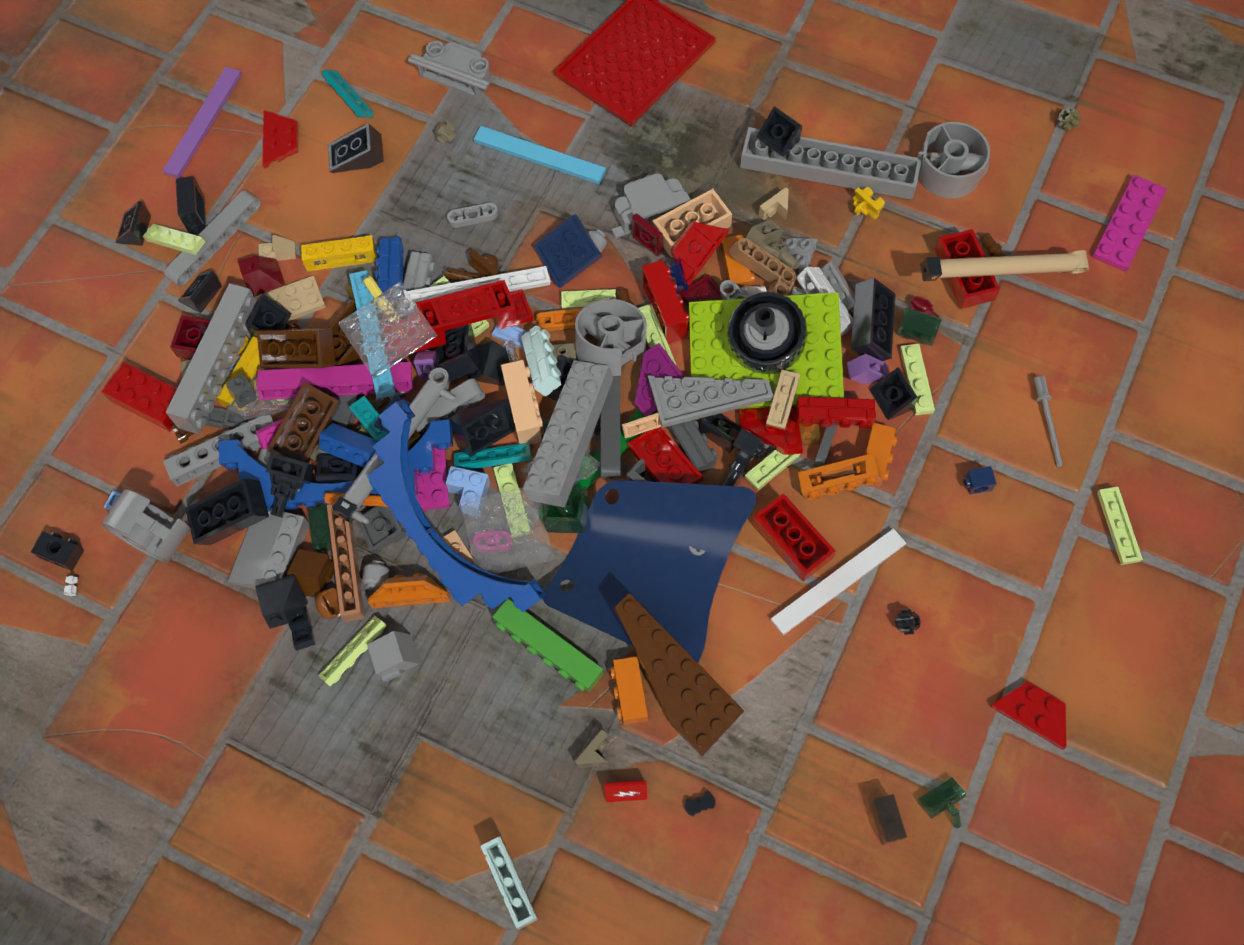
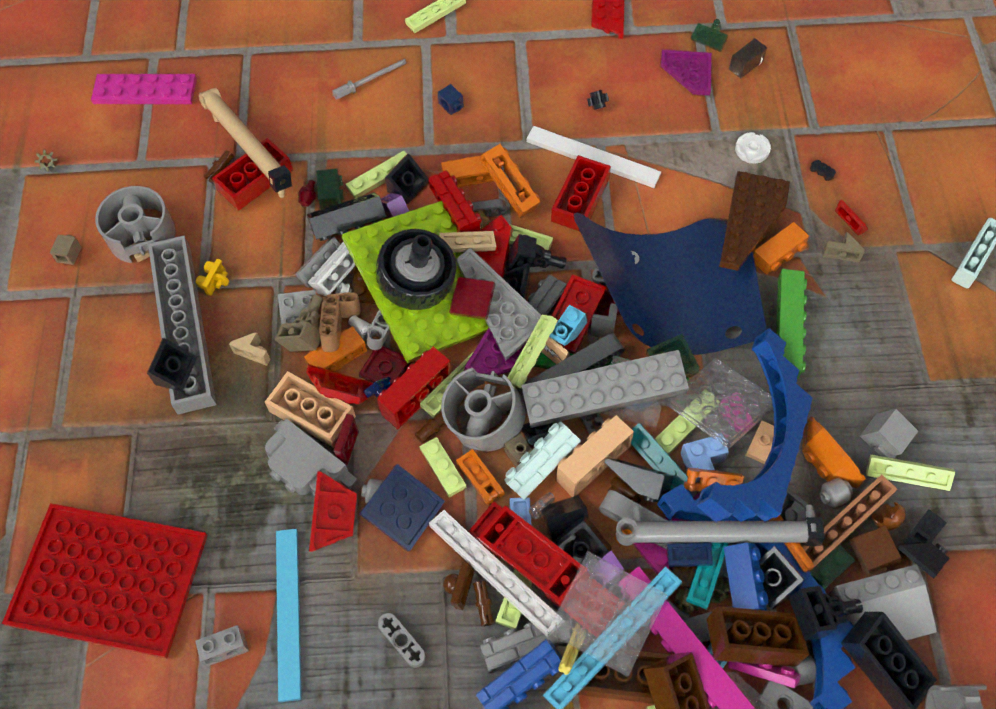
camera: 120 degrees left, 5 degrees down
(441, 475) = (709, 477): none -> orange plate
(539, 105) = (221, 646): none -> light grey brick
(596, 205) = (332, 512): none -> red wing
(640, 396) = (531, 350): none -> yellowish green plate
(648, 440) = (569, 325): none -> medium azure slope
(718, 373) = (472, 298): none -> dark red tile
(766, 750) = (752, 148): none -> white tile
(905, 747) = (689, 69): none -> magenta plate
(954, 106) = (65, 249): none -> dark tan brick

